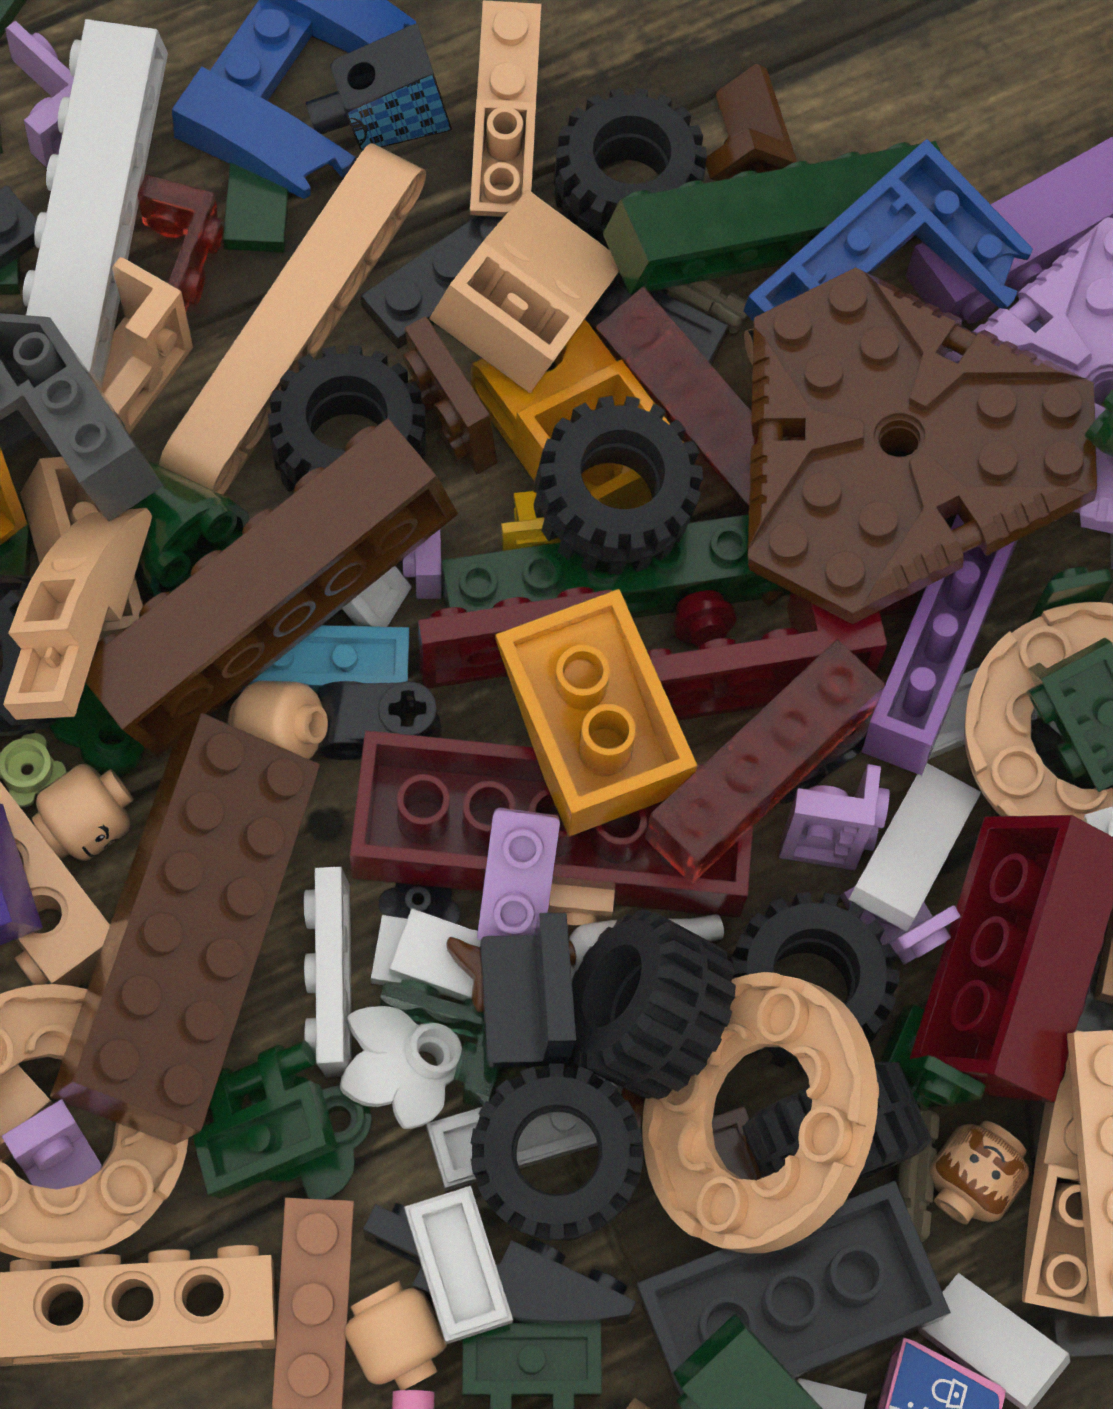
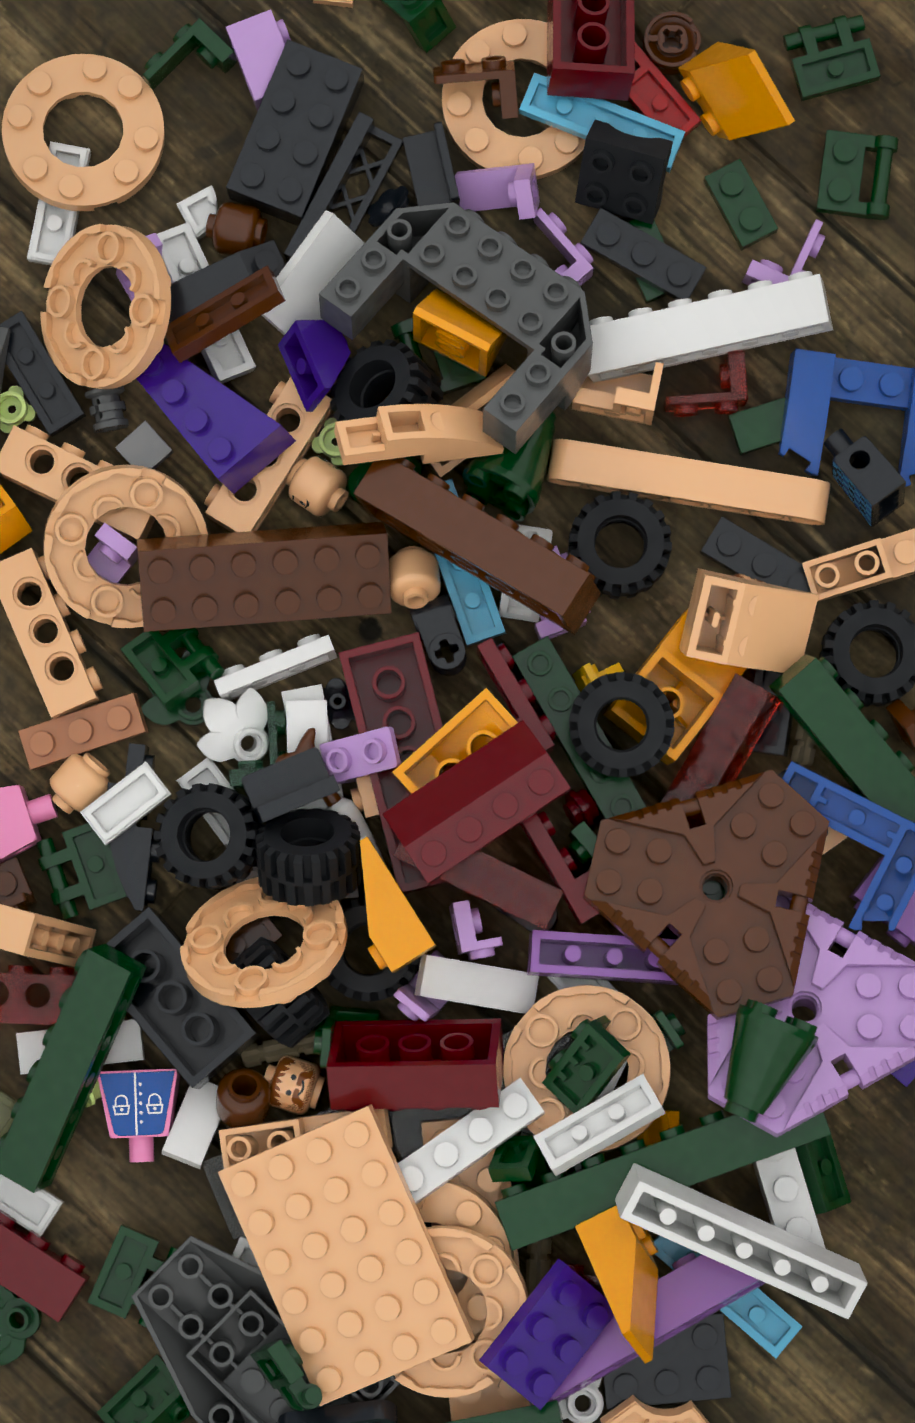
camera: 80 degrees right, 15 degrees up
(445, 388) = (652, 610): reddish brown plate -> none
(668, 698) = (476, 801): none -> dark red slope
(760, 610) = (582, 842): none -> dark green plate
(783, 900) = (391, 920): none -> light orange slope
(981, 1251) = (243, 1098): none -> reddish brown head

